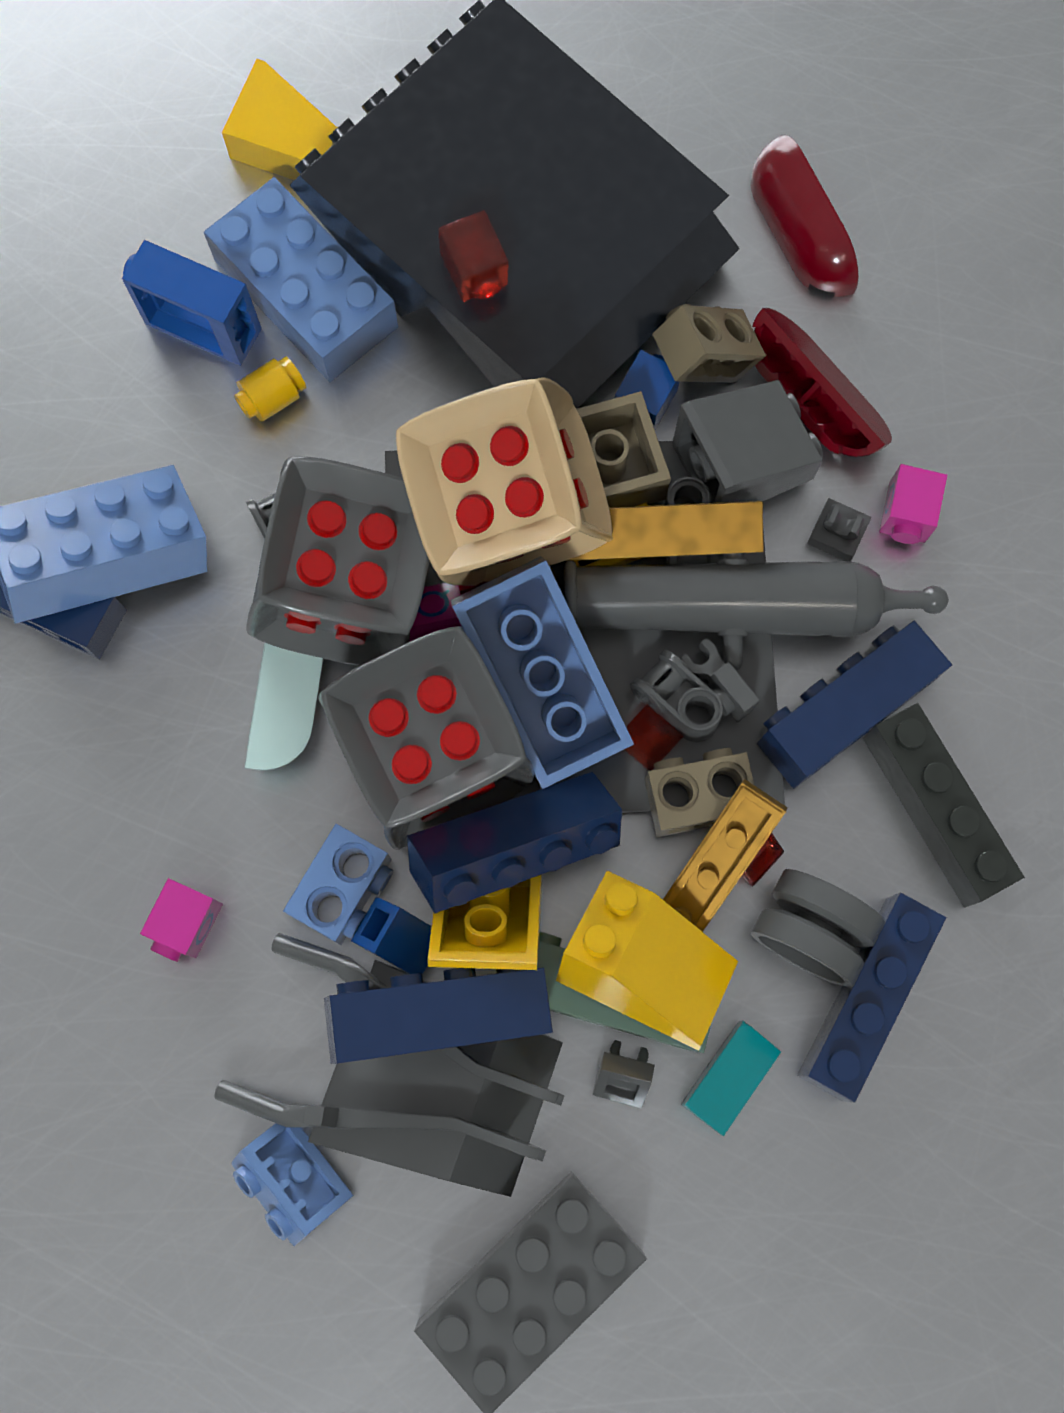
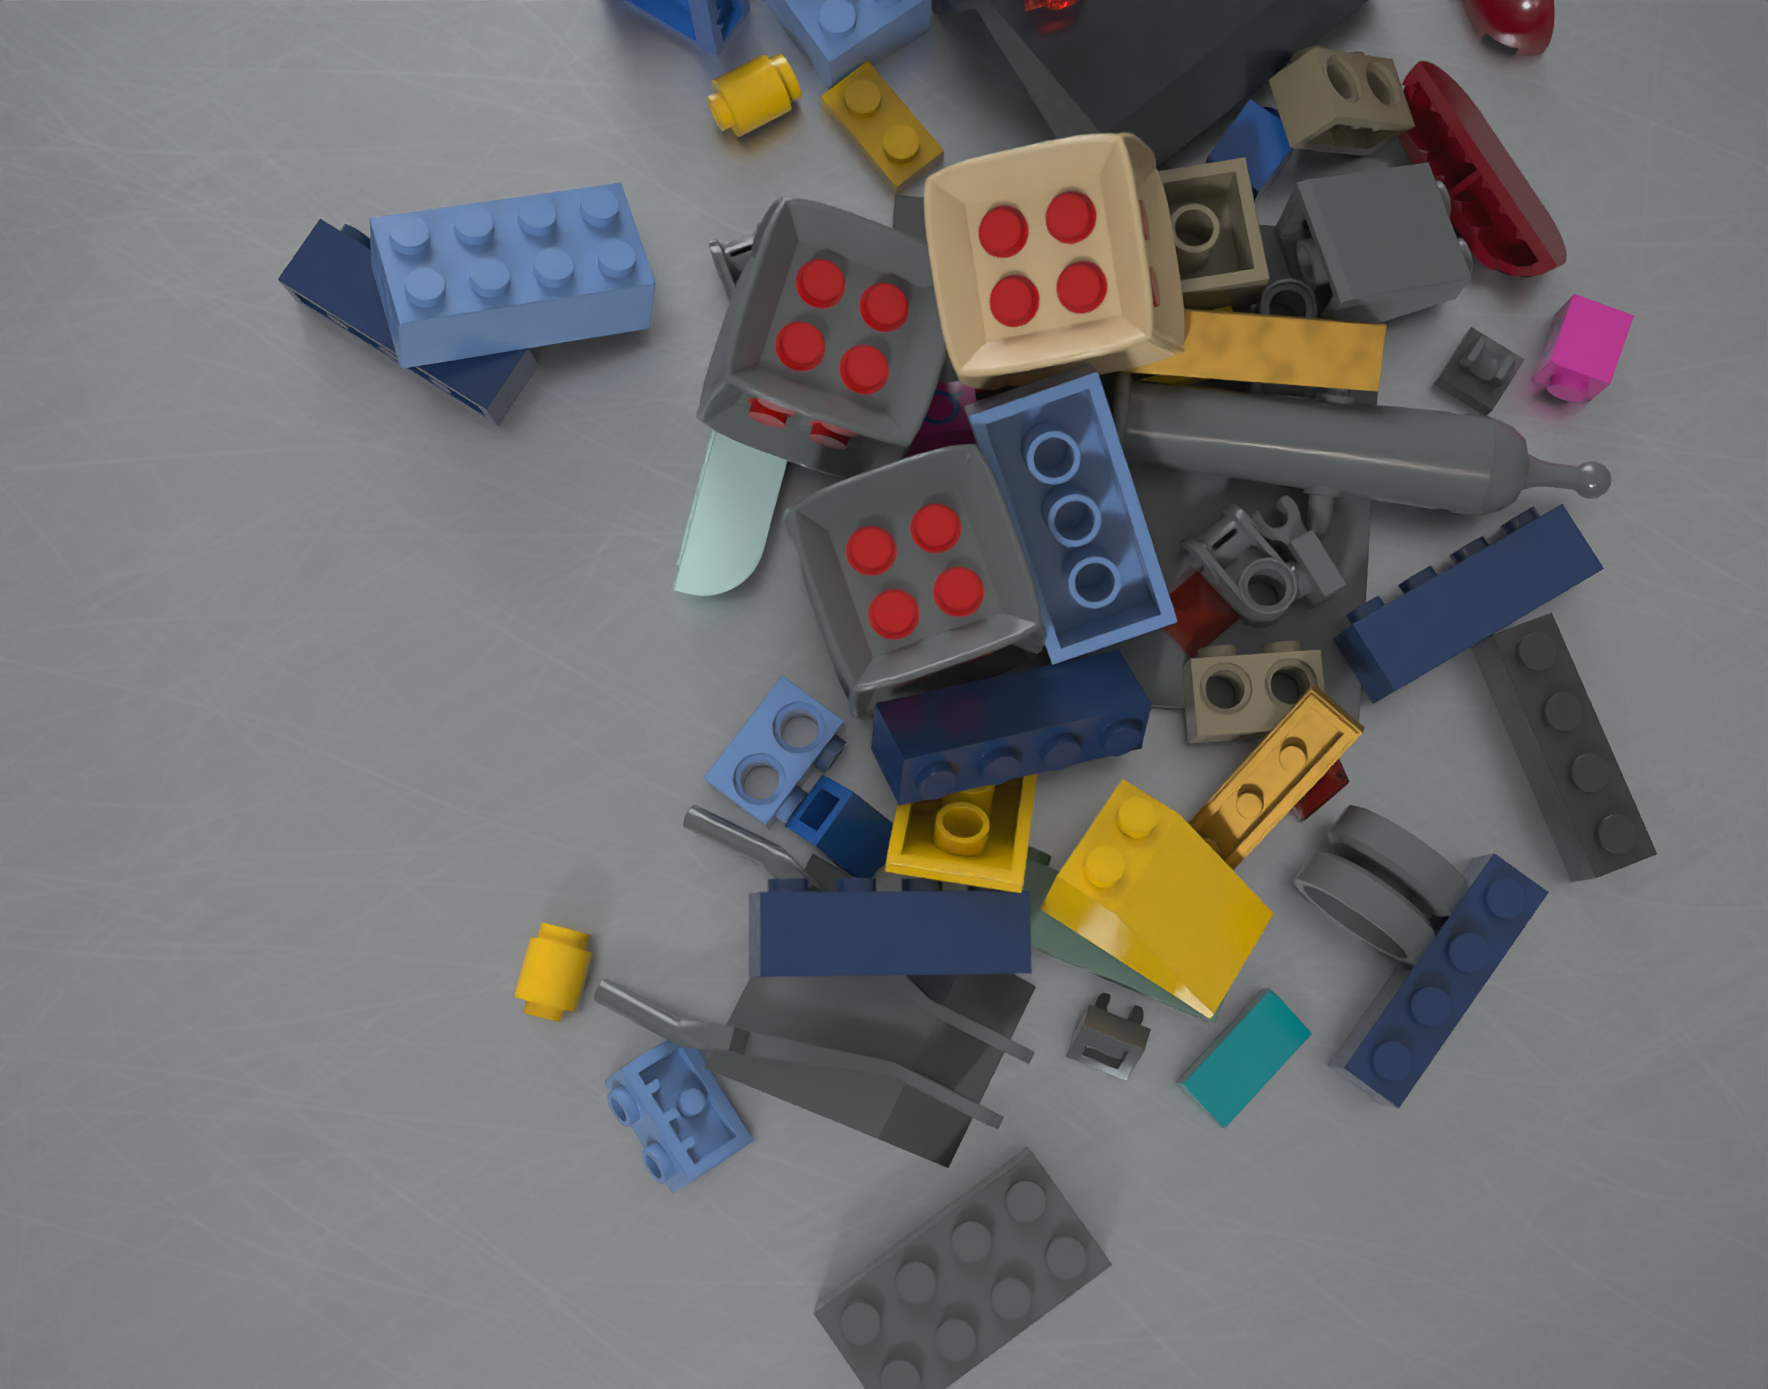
camera: 10 degrees right, 5 degrees up
(180, 921) = (572, 773): dark pink brick -> none
(181, 1080) = (554, 972): none -> yellow brick
(367, 402) = (882, 128): none -> yellow plate

